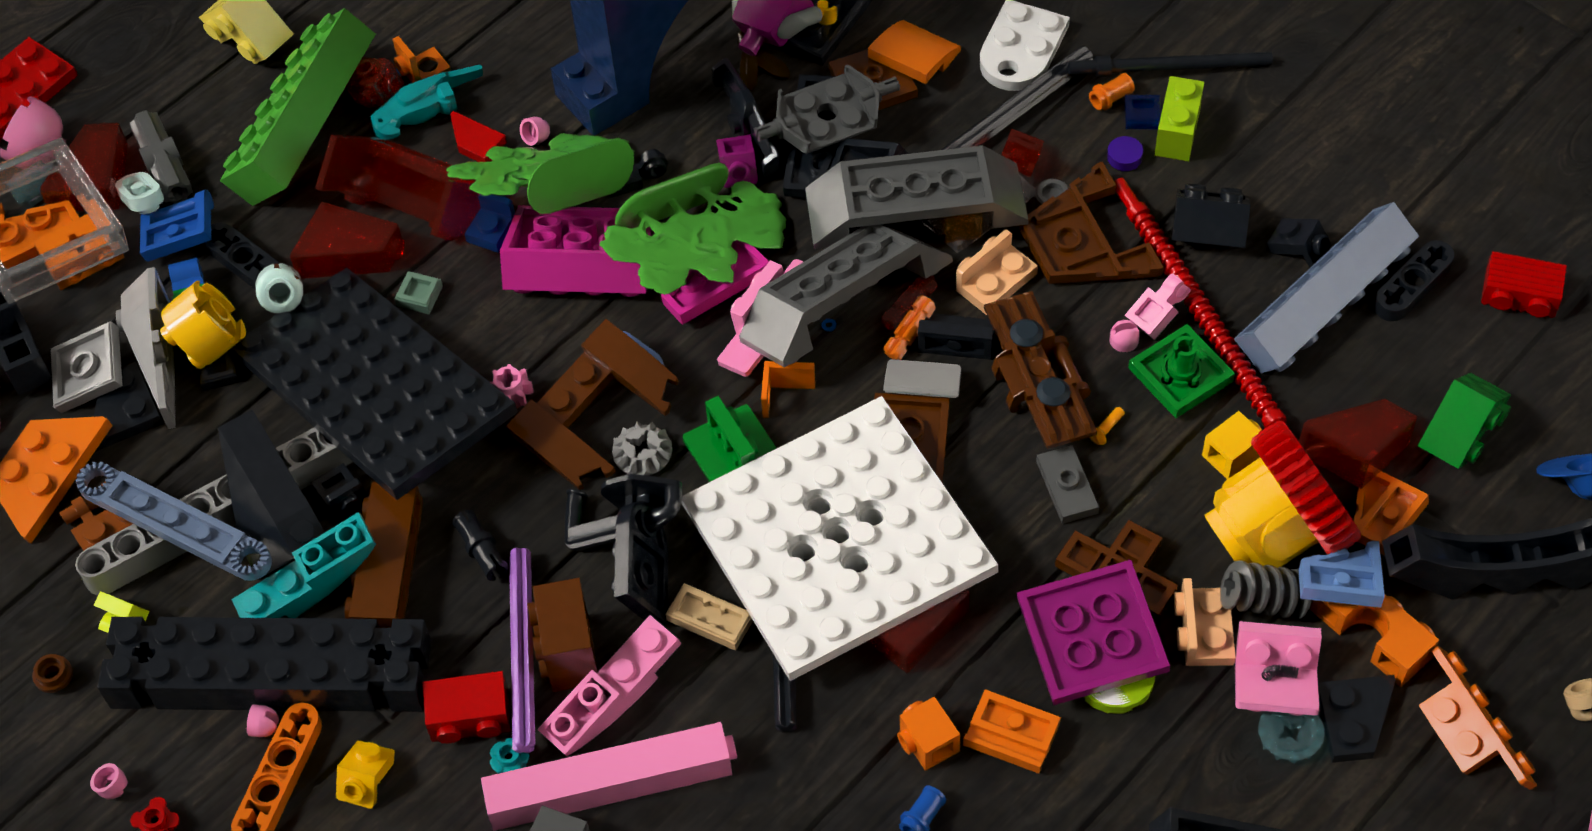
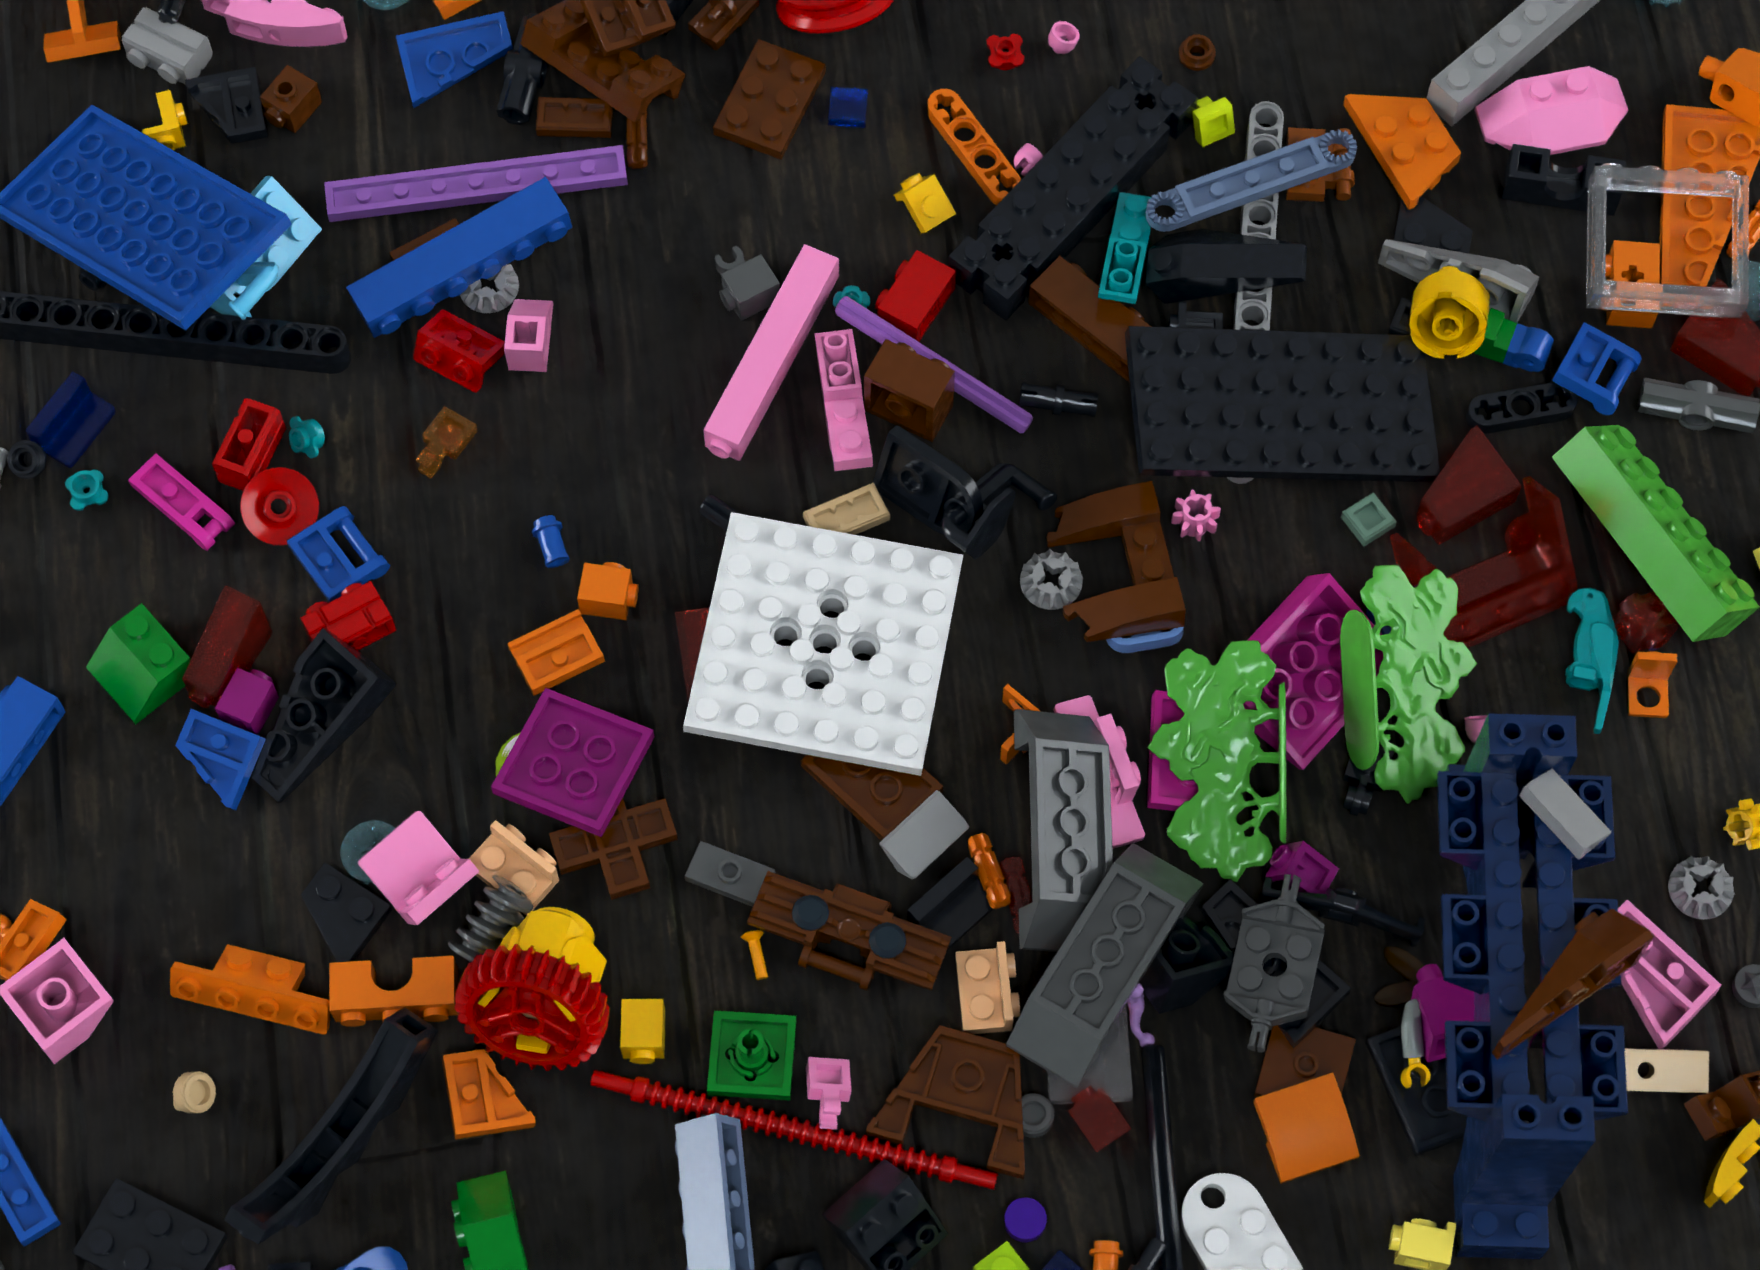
camera: 125 degrees right, 10 degrees up
(86, 367) = (1488, 221): light grey tile -> none
(140, 192) = (1654, 356): light aqua plate -> none
(279, 288) = (1447, 399): light aqua head -> none
(475, 138) = (1515, 674): red tile -> none
(727, 439) = (990, 645): green bracket -> none
(1124, 336) = (839, 1047): bright pink hinge -> none
(1279, 671) = (423, 869): black leg -> none
(1344, 577) = (434, 974): medium blue wing -> none
(1358, 439) = (549, 1125): clear red slope -> none

